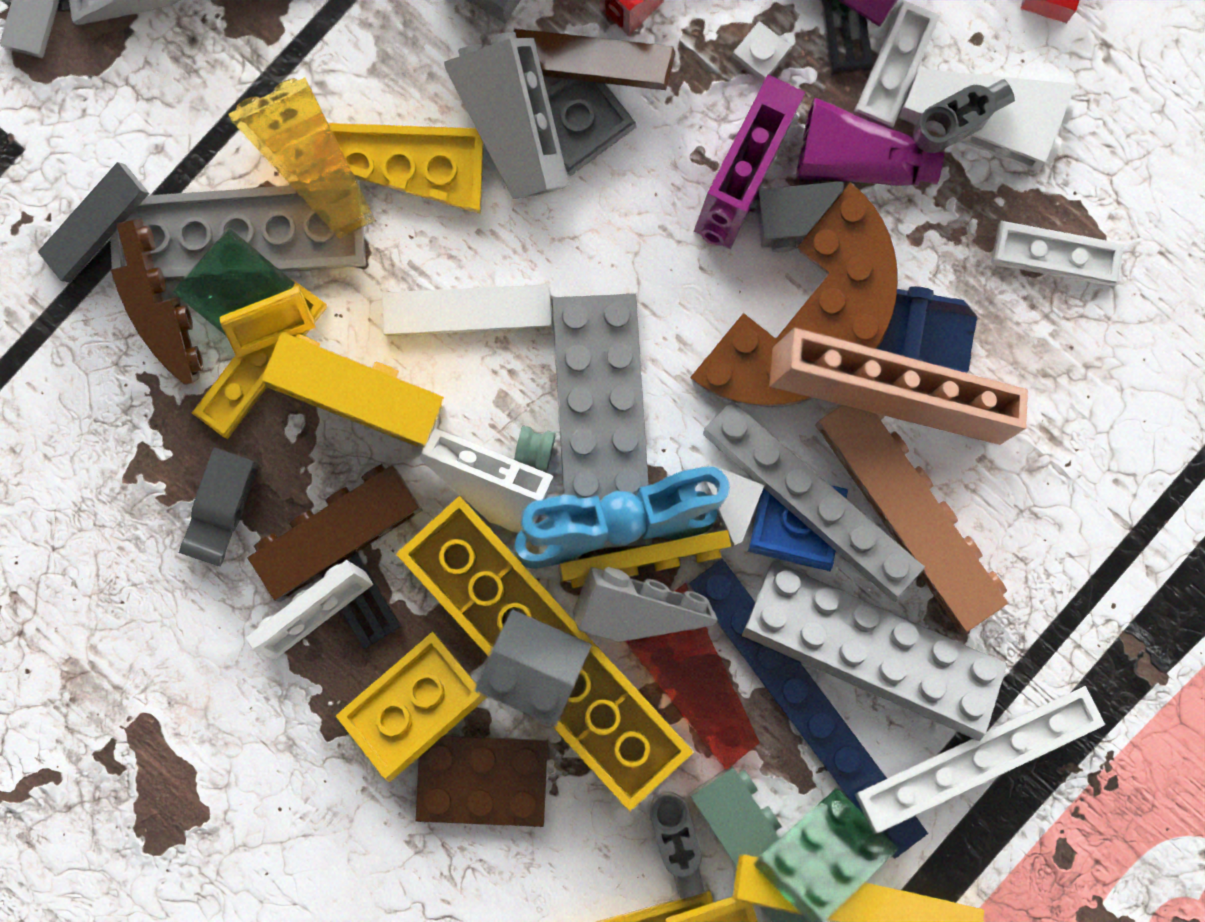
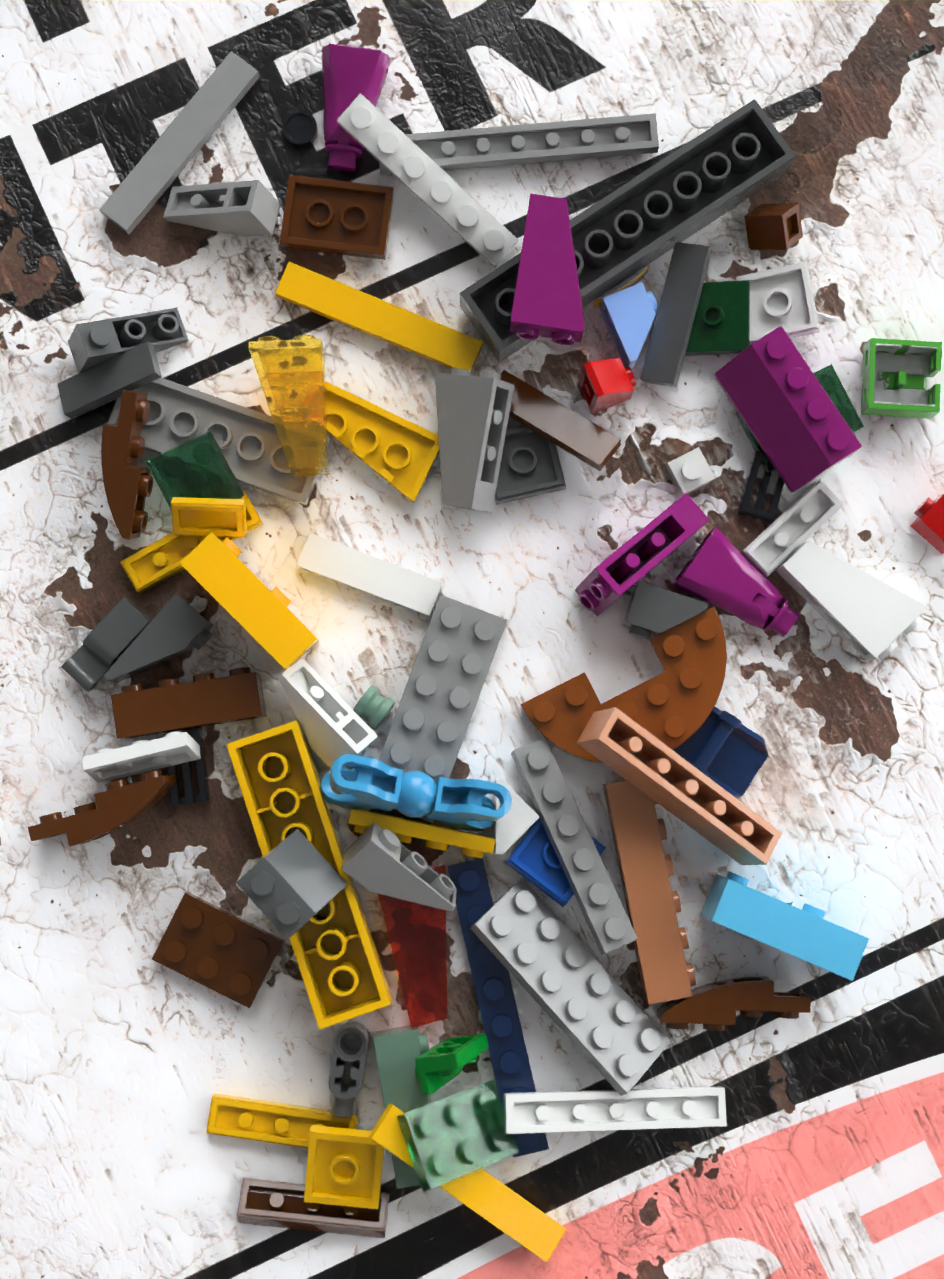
camera: 20 degrees right, 0 degrees up
(67, 181) = (104, 339): none -> dark grey slope
(279, 471) = (168, 636): none -> dark grey slope
(307, 674) = (114, 810): none -> reddish brown slope
(353, 31) = (378, 318): none -> yellow tile
(410, 707) = (186, 868): yellow plate -> none
(778, 785) = (446, 1060): none -> green bracket
(988, 99) = (851, 590): dark grey piece -> none
(1039, 599) = (717, 1003): none -> reddish brown slope
(1057, 253) = (854, 733): white tile -> none
(1073, 485) = (784, 926): none -> medium azure brick

